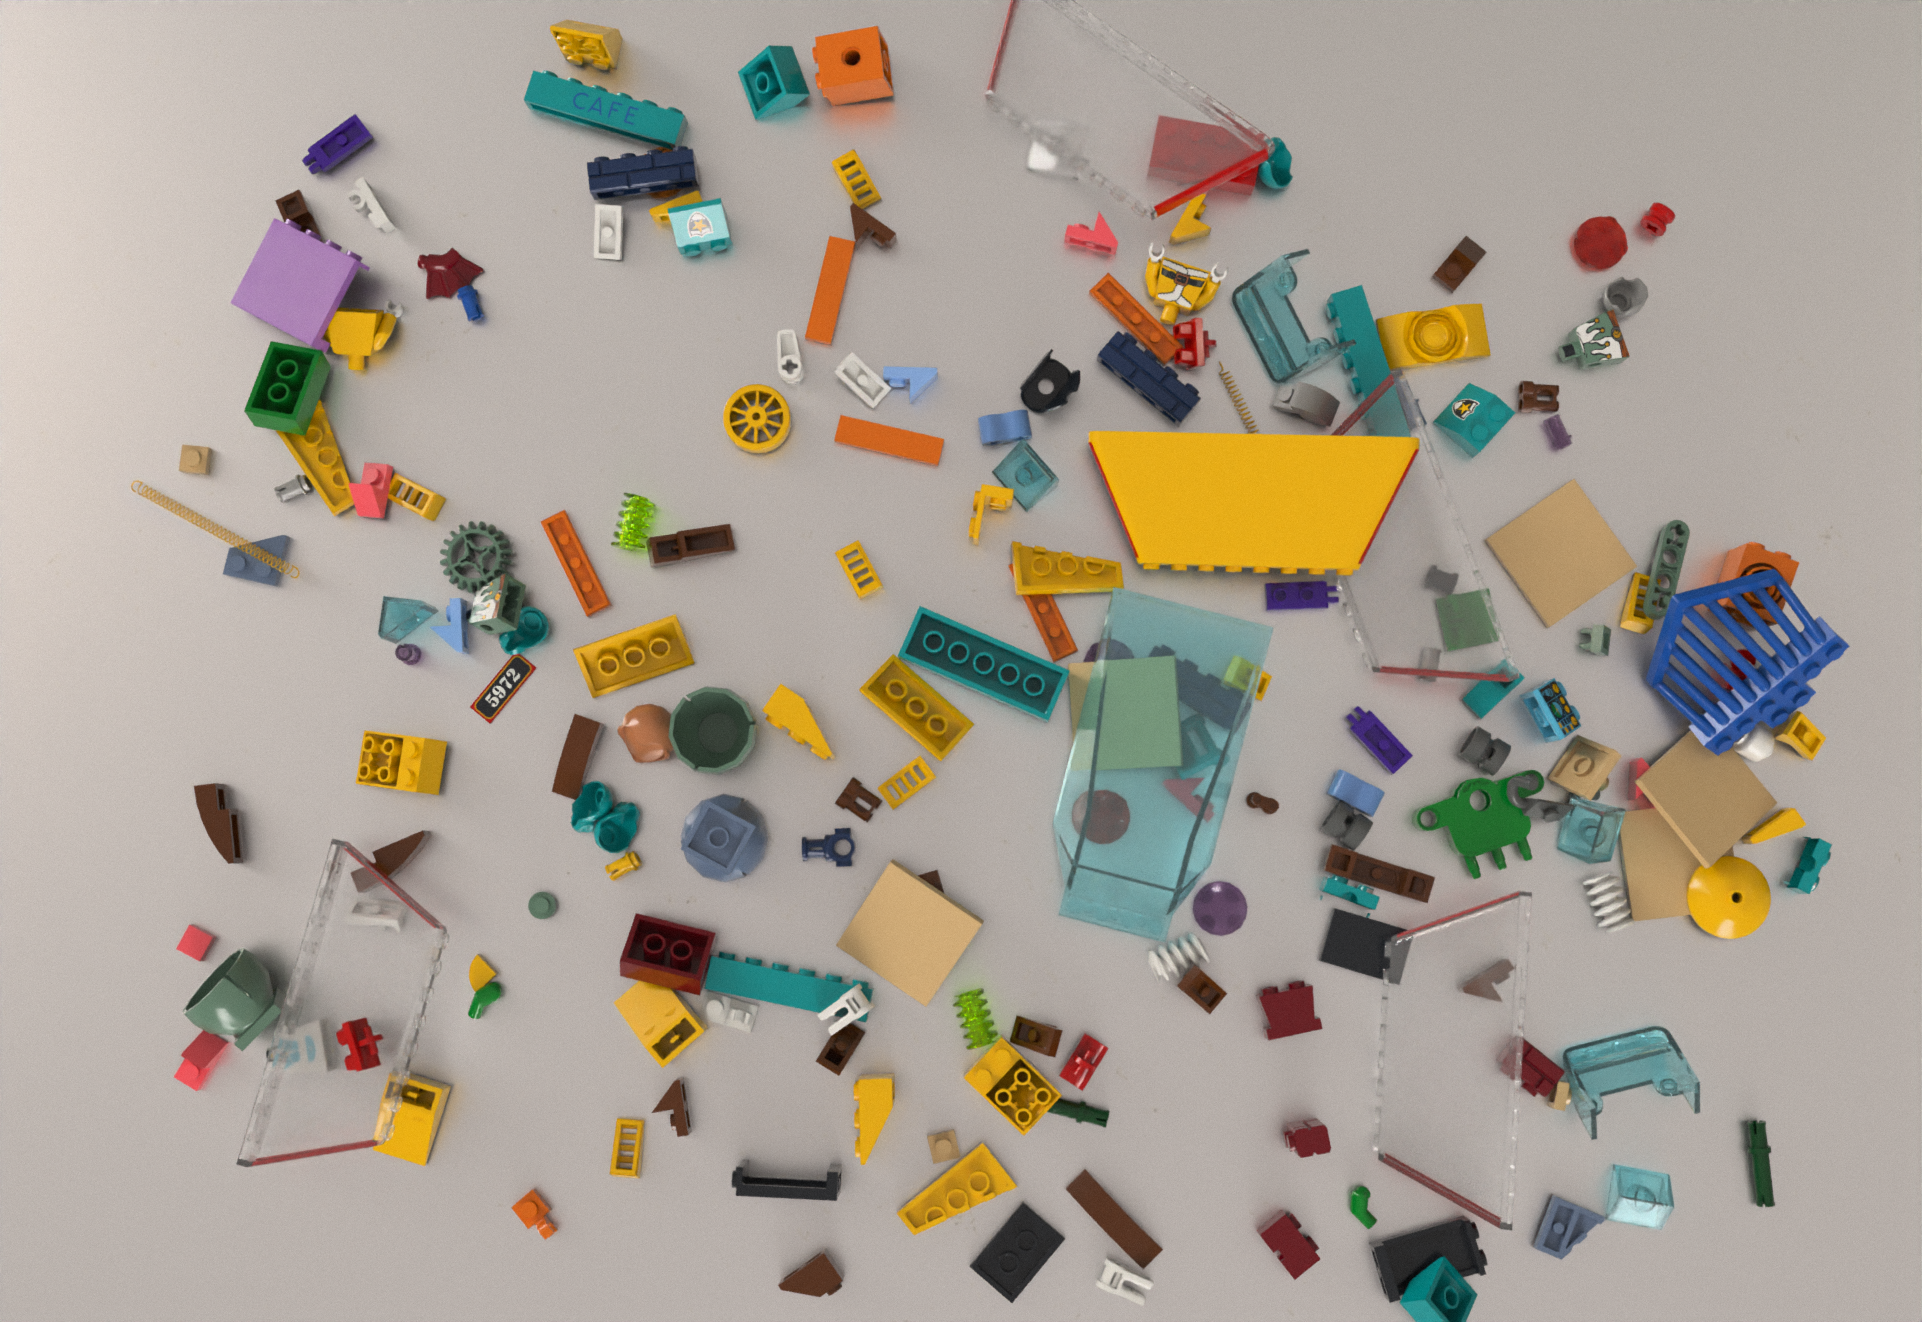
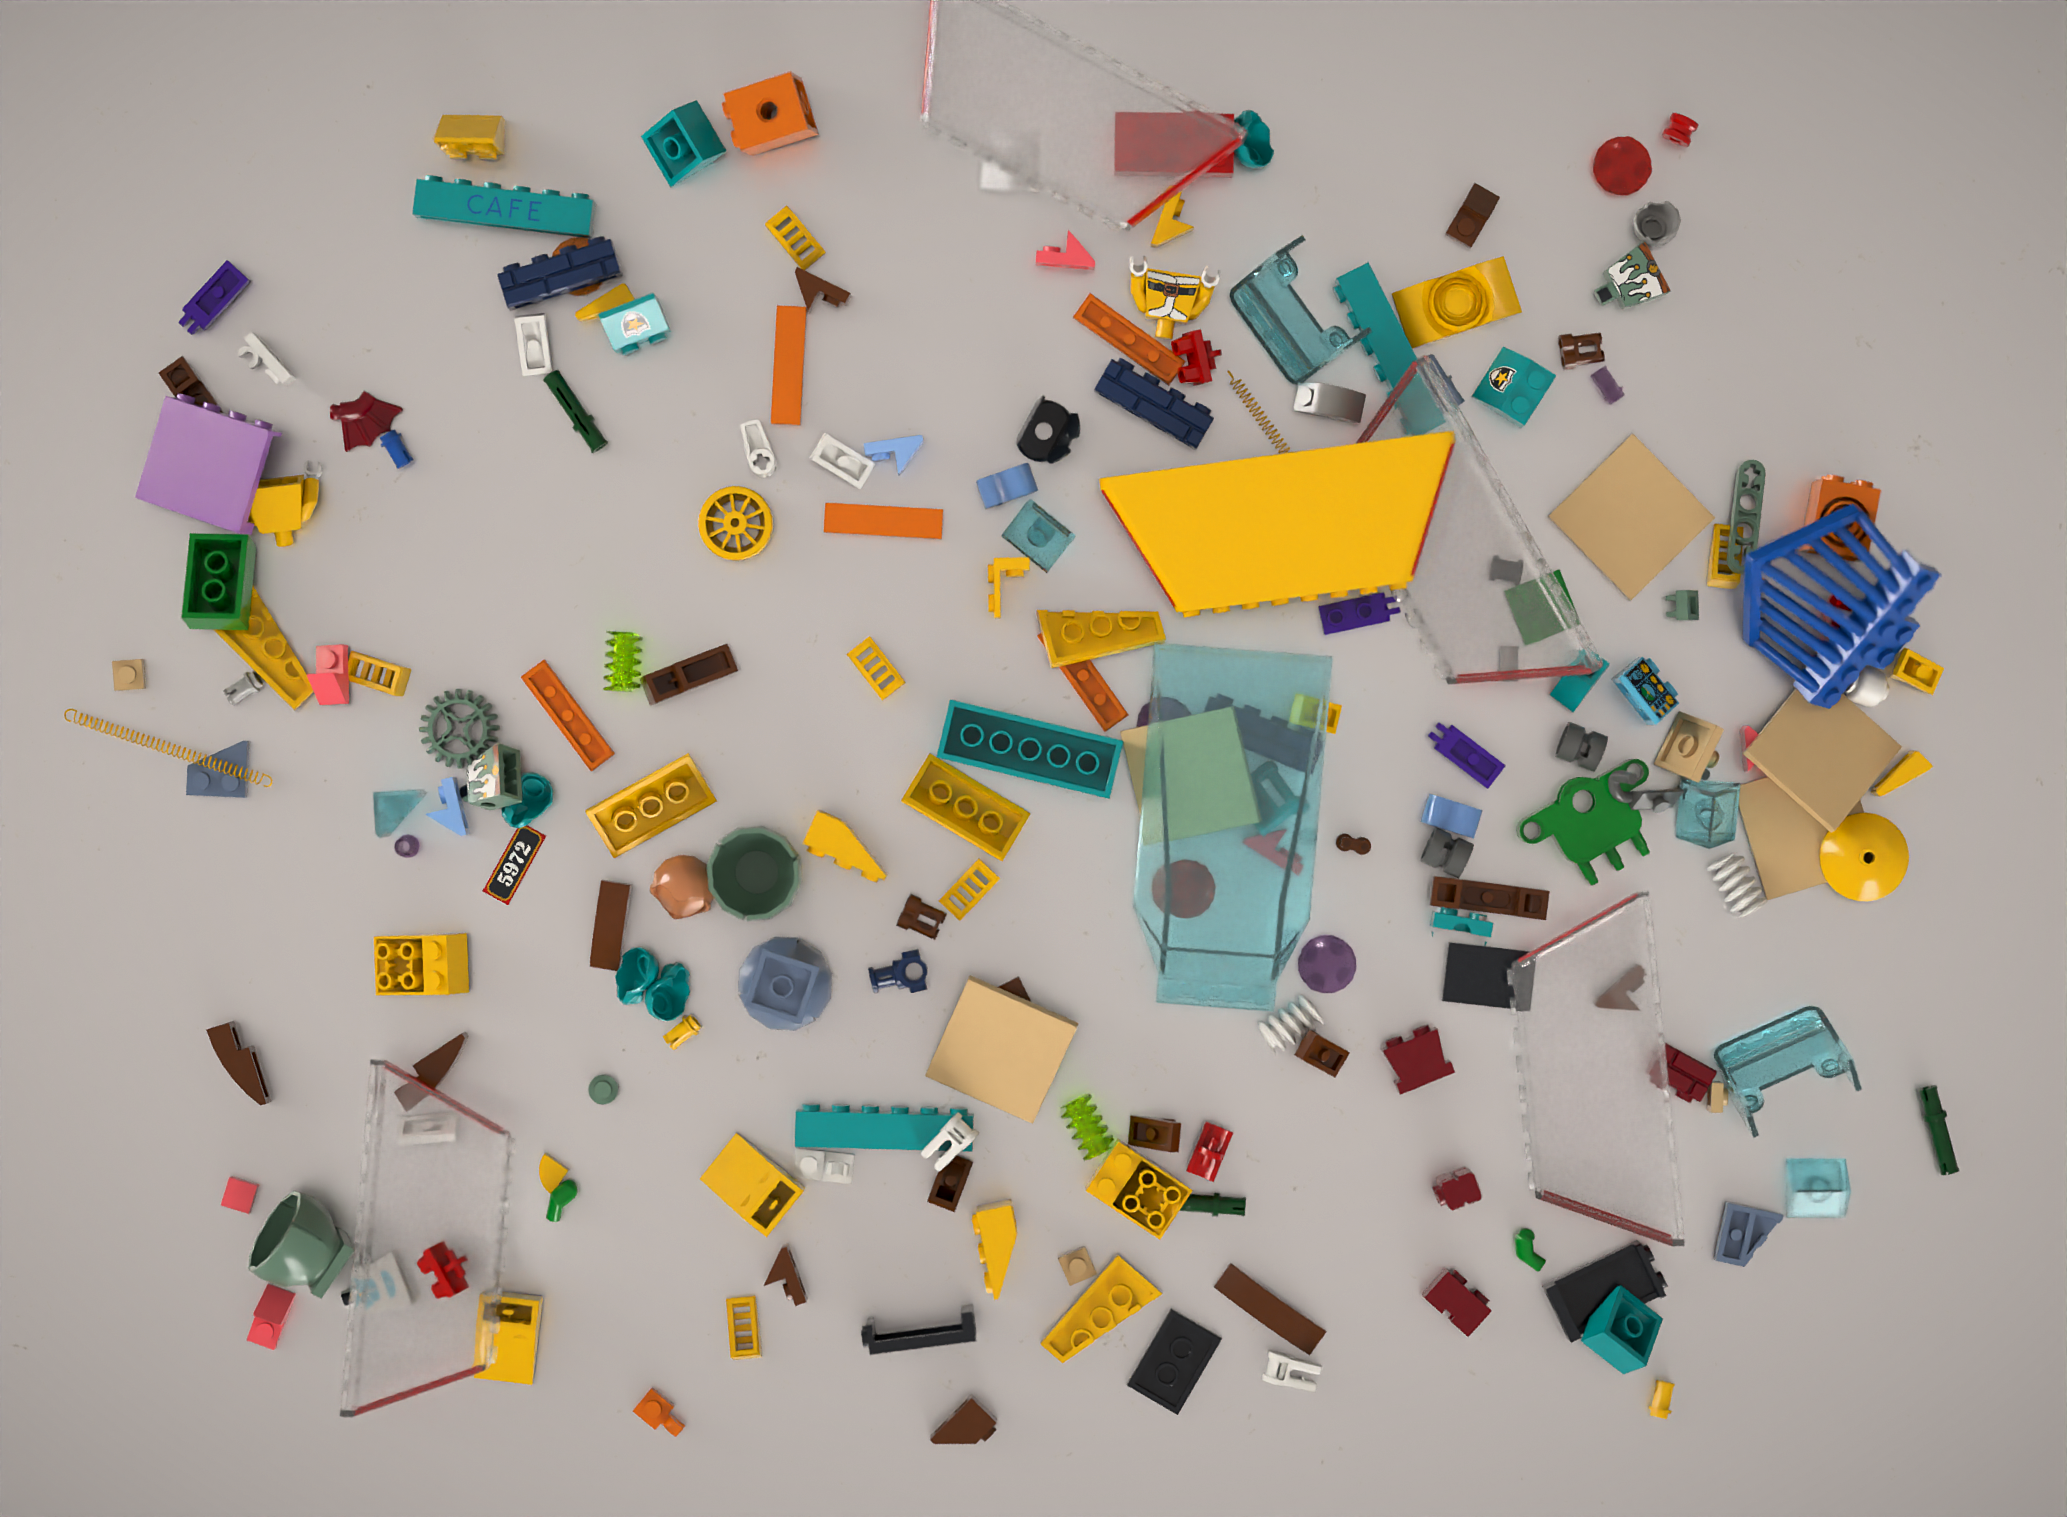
camera: 20 degrees left, 5 degrees up
(638, 306) = (582, 421): none -> dark green pin
(667, 954) = (749, 1117): dark red brick -> none
(1812, 860) = (1948, 798): teal piece -> none

